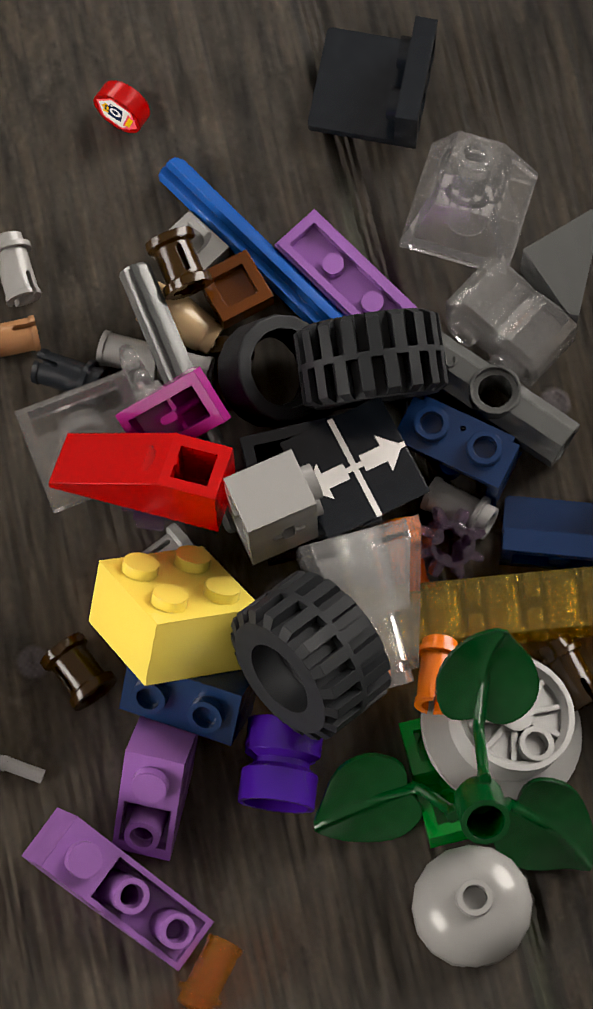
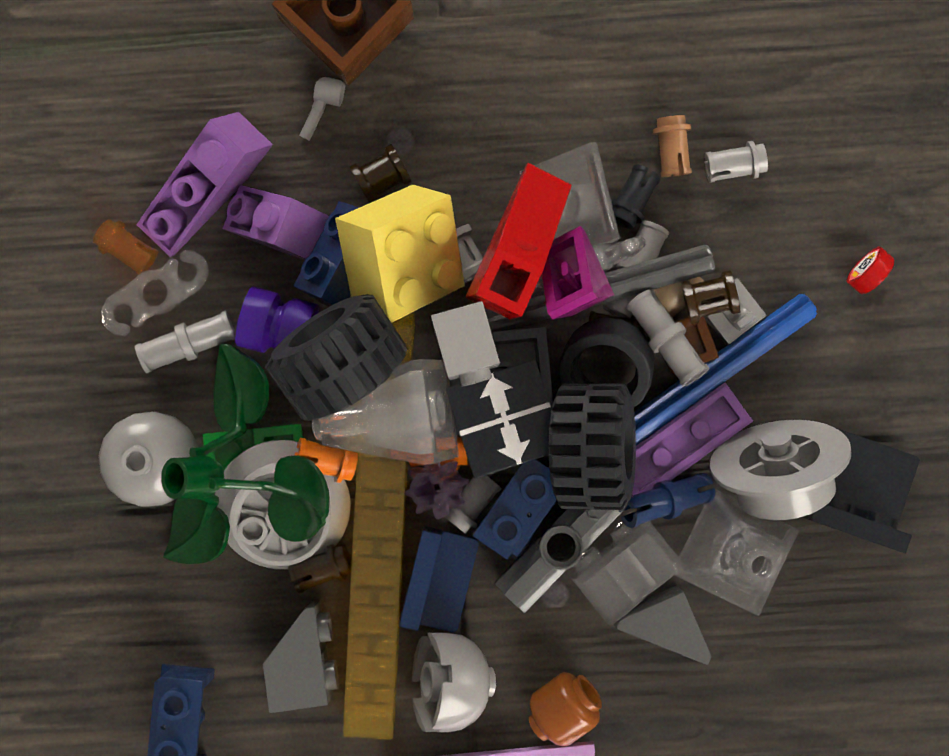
camera: 95 degrees right, 15 degrees up
(232, 304) = (667, 337): none -> light grey pin
(268, 960) = (176, 292): none -> clear piece
(318, 879) = (185, 342): none -> light grey pin
(361, 162) = (782, 467): none -> light grey wheel
(419, 282) = (668, 499): none -> dark blue pin

